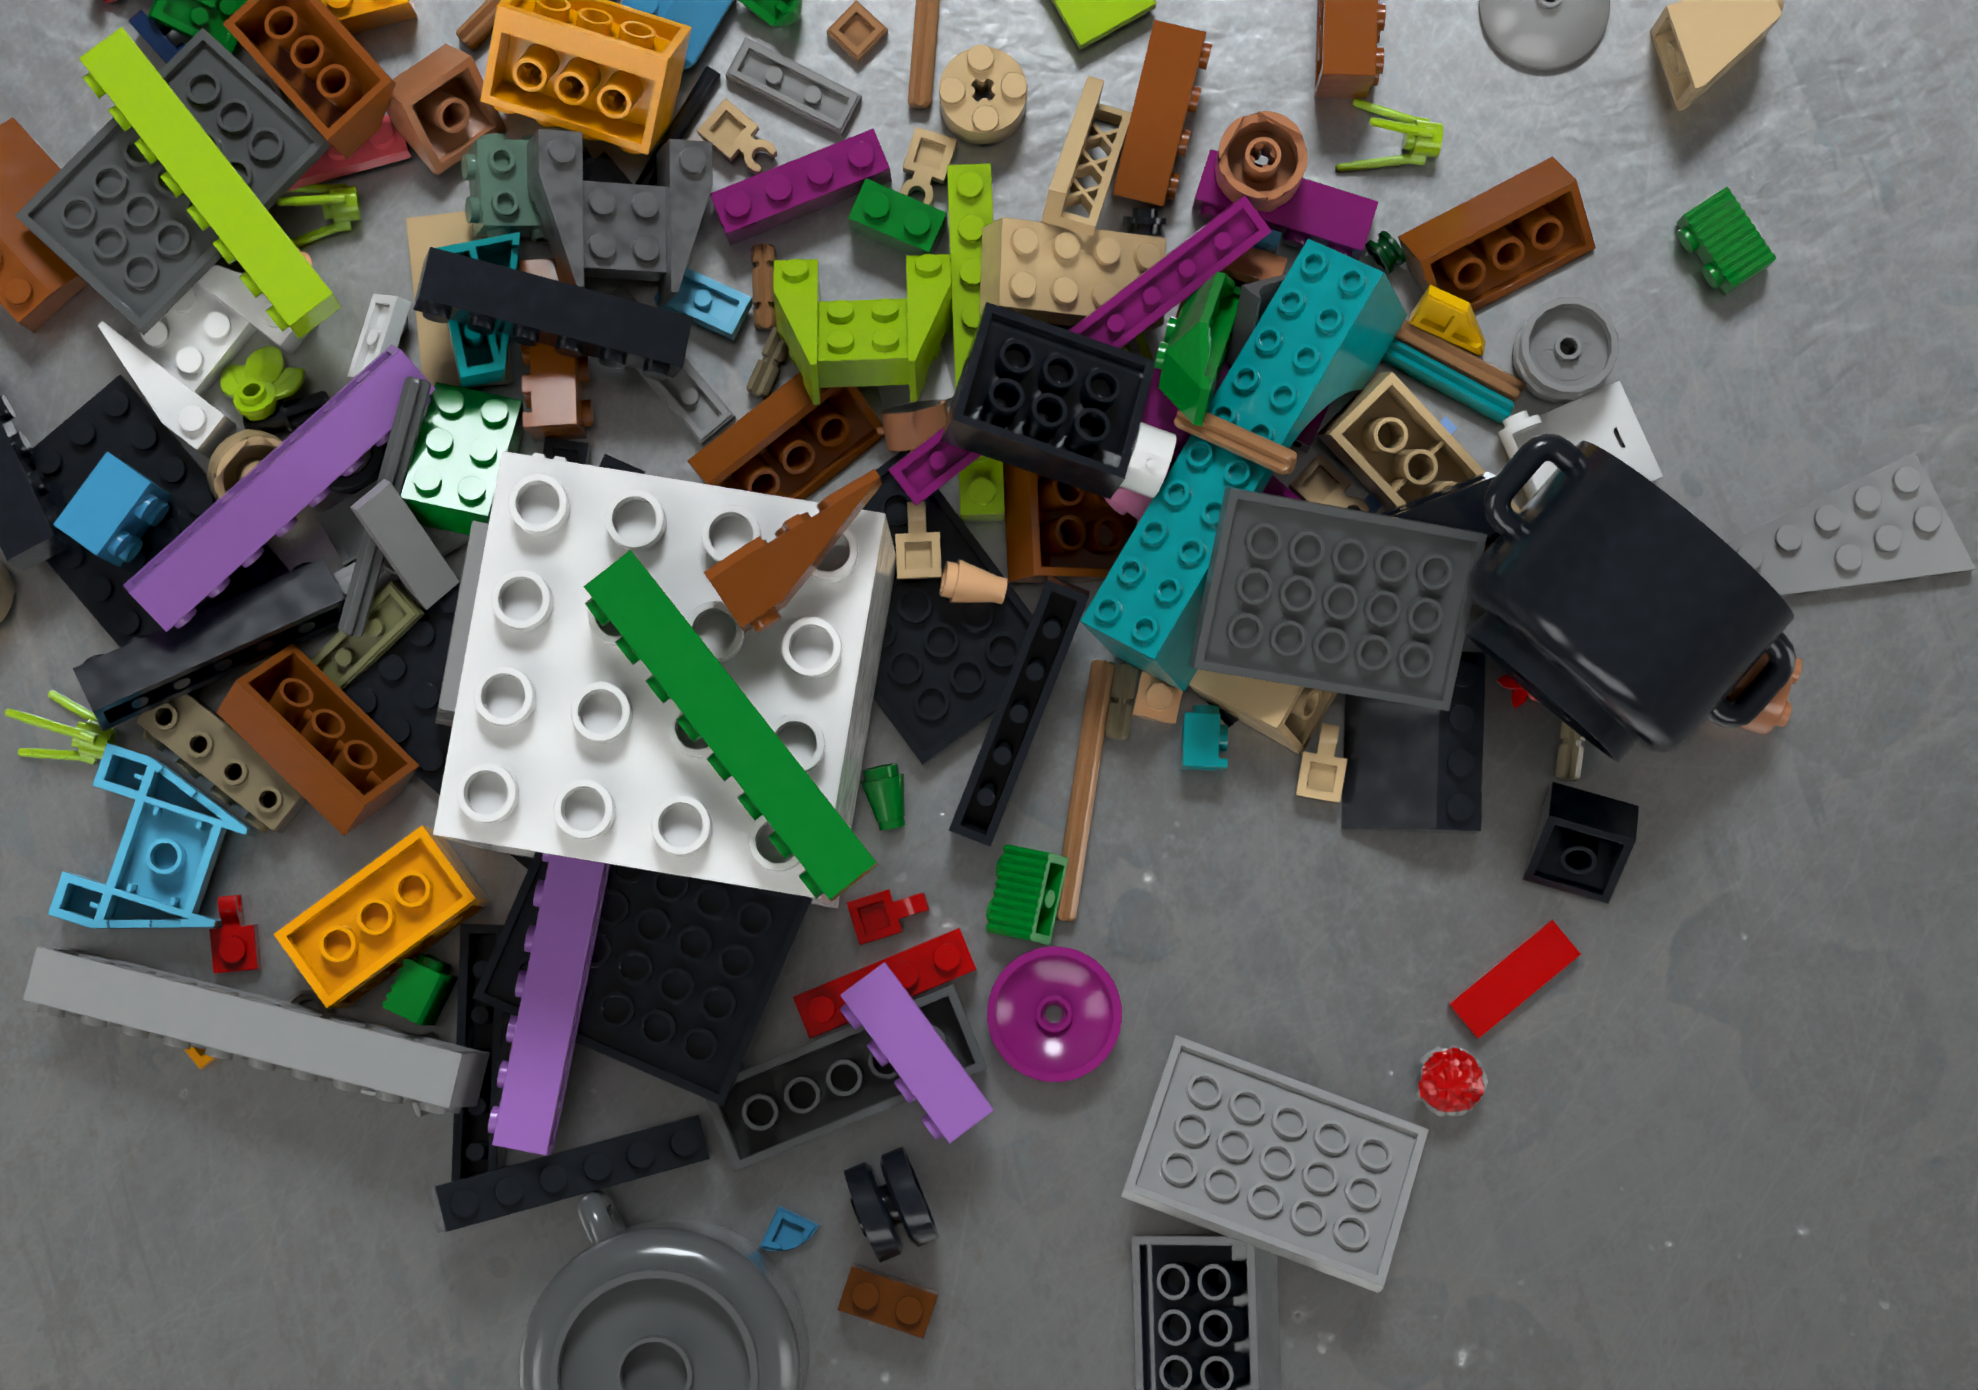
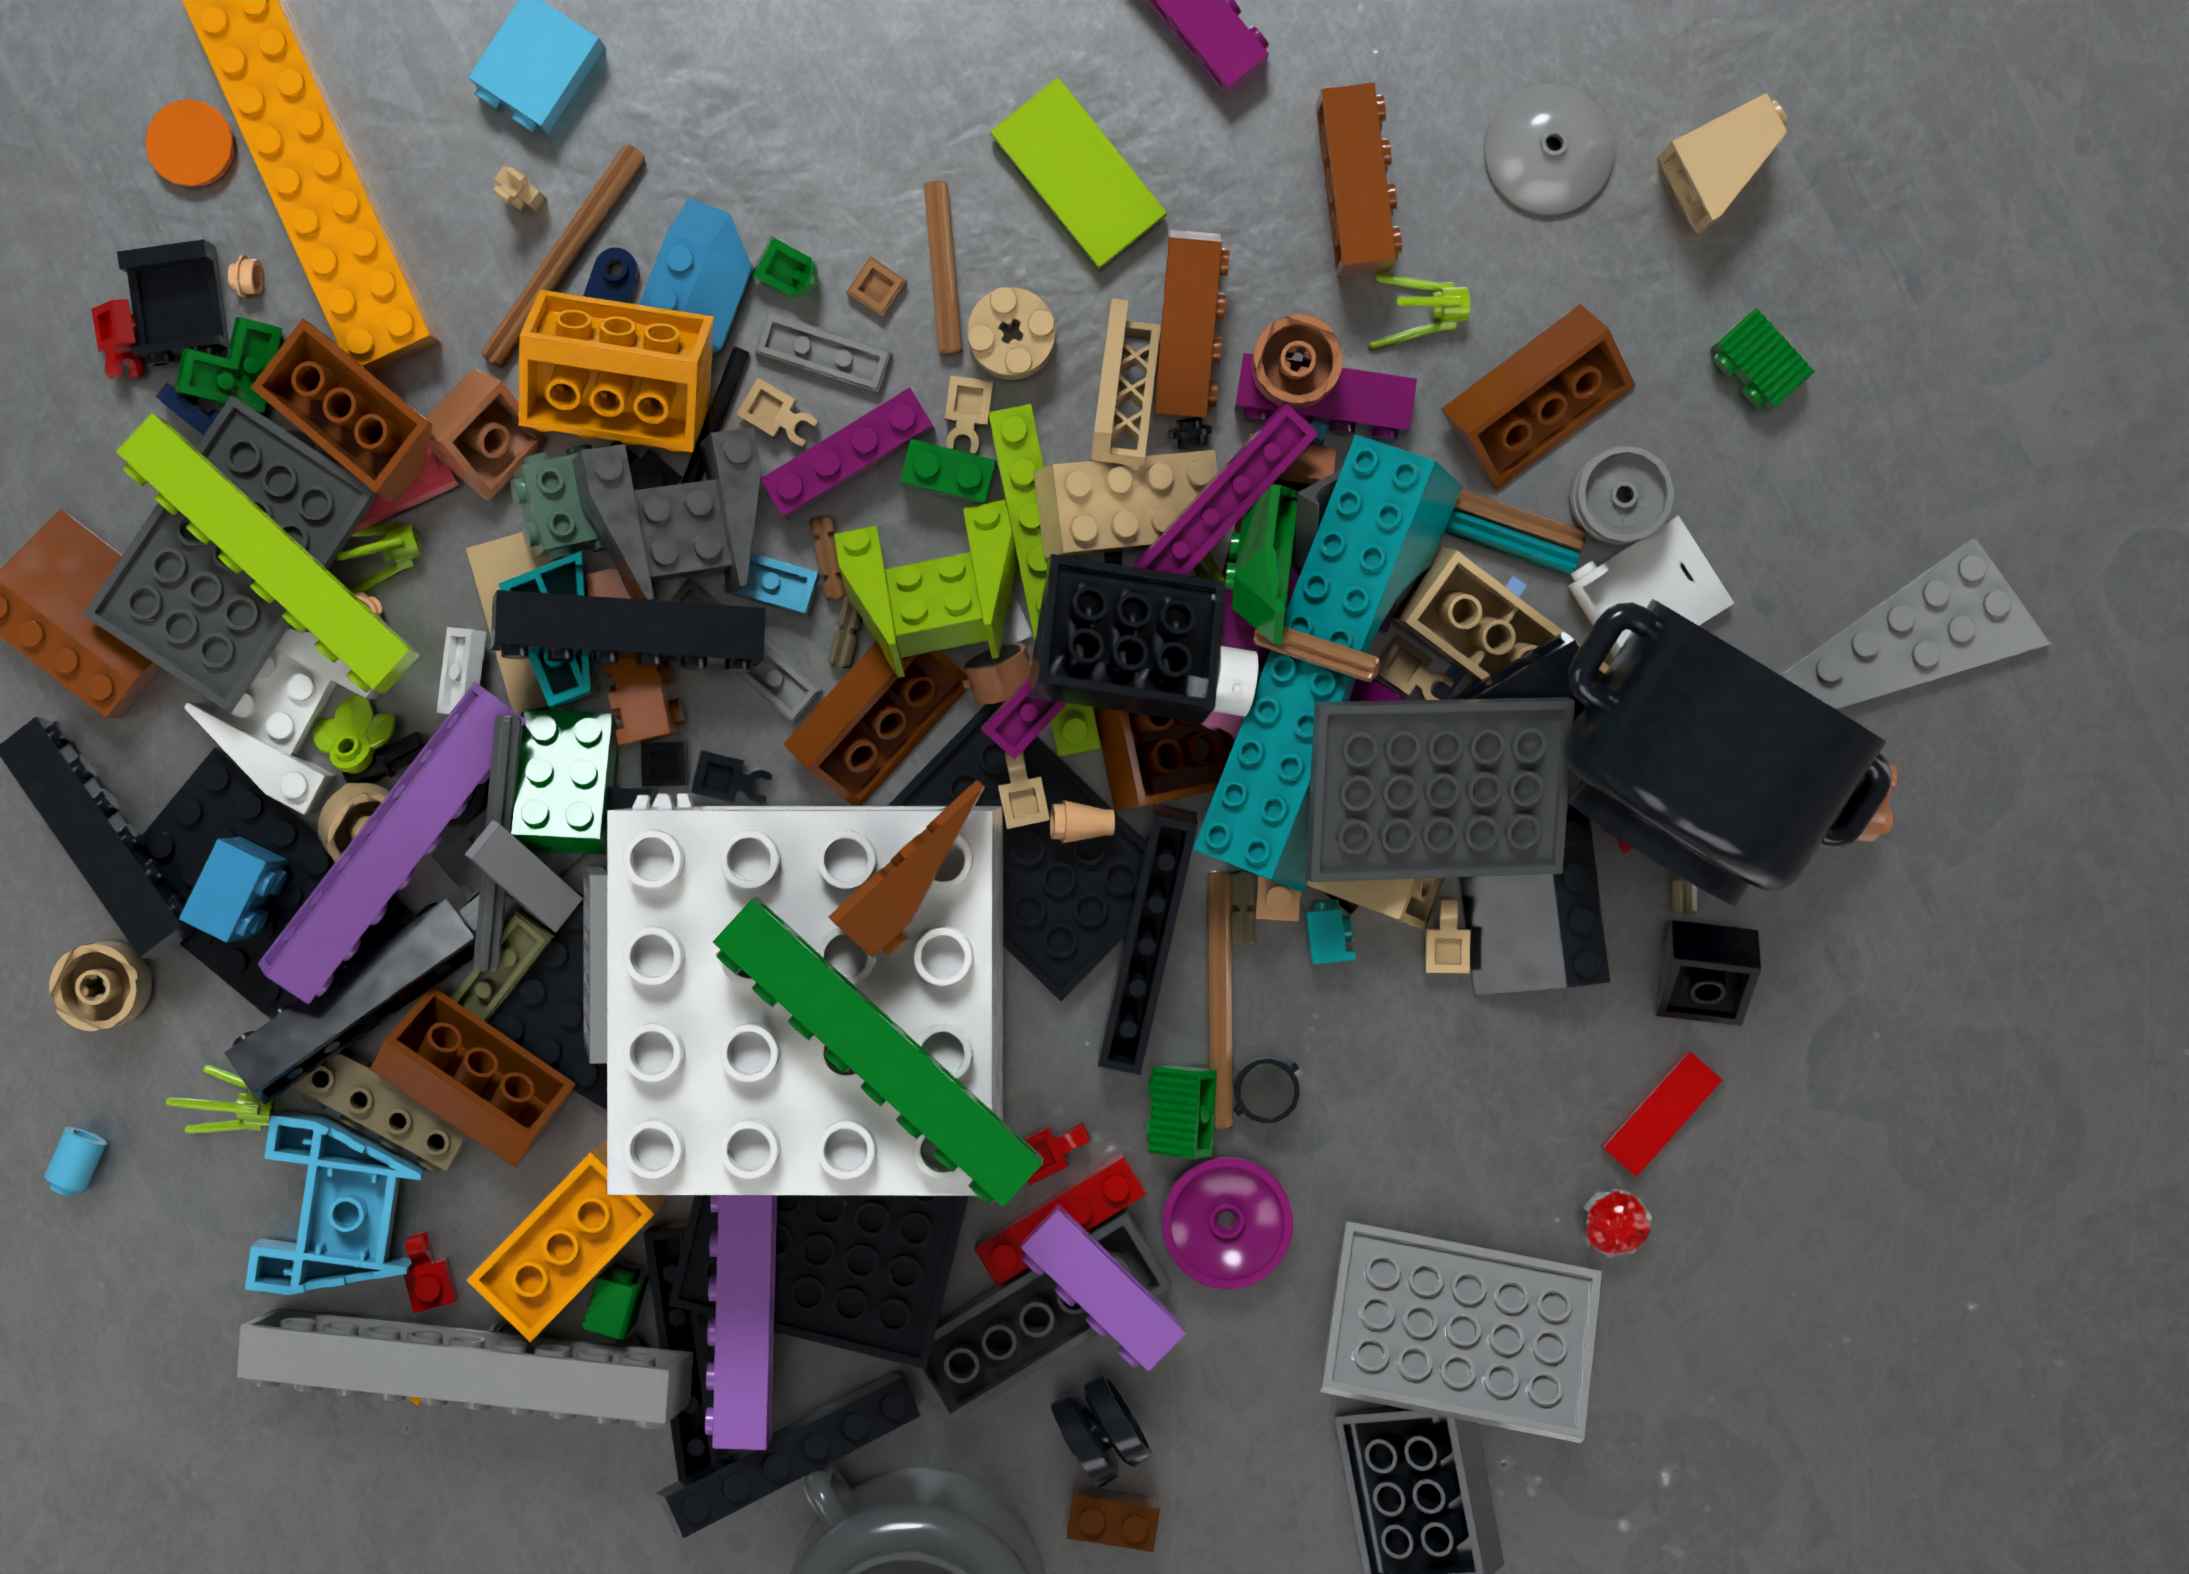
camera: 10 degrees left, 5 degrees up
(788, 1231) = (1006, 1465): dark azure tile -> none
(885, 794) = (1030, 1035): green cone -> none
(1116, 887) = (1266, 1089): none -> pearl dark grey piece
(1385, 252) = (1431, 425): dark green bush -> none
(1448, 319) = (1503, 483): yellow tile -> none

